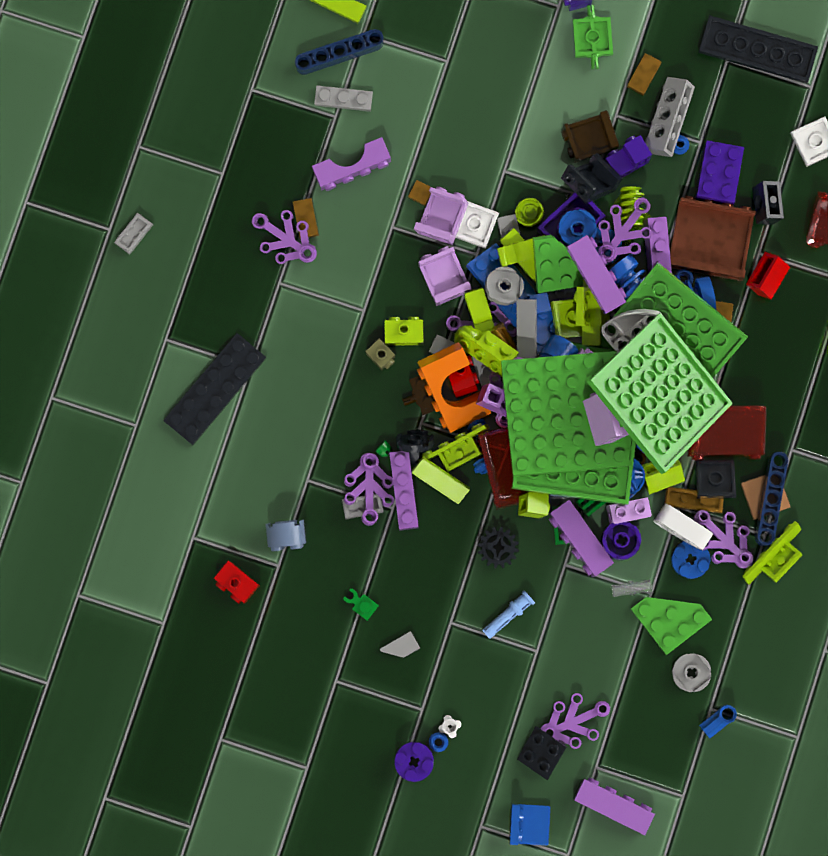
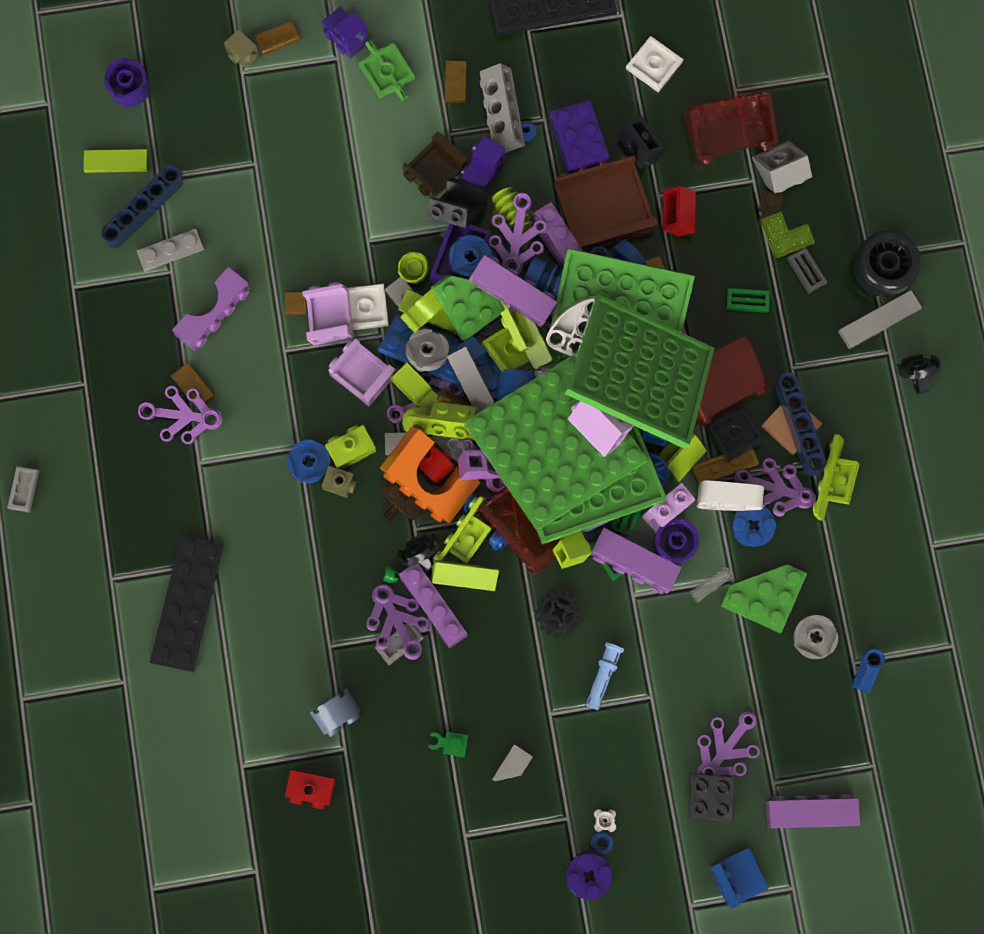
camera: 35 degrees left, 5 degrees down
(357, 332) = (298, 456): none -> blue plate
(799, 384) = (749, 308): none -> green tile

